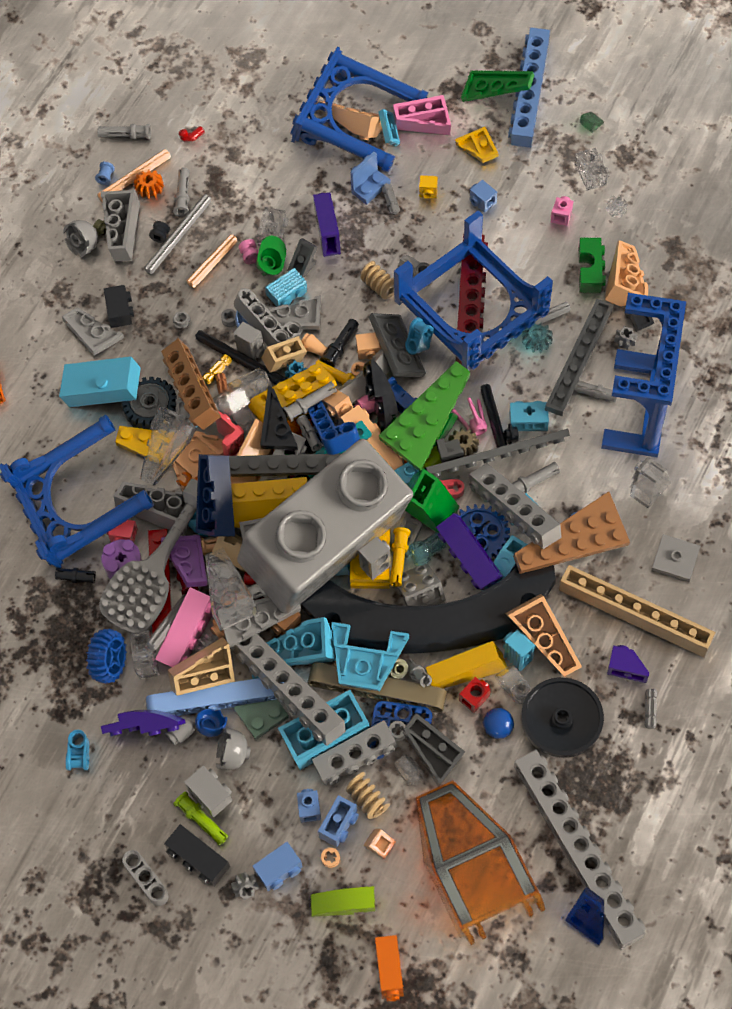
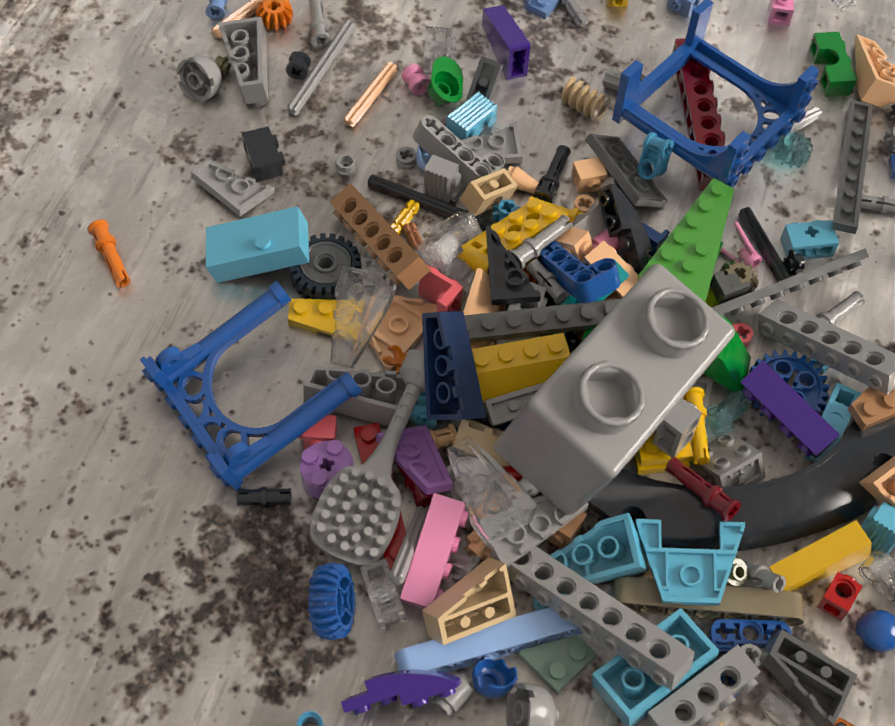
camera: 15 degrees left, 5 degrees down
(387, 610) = (711, 495): none -> dark red pin

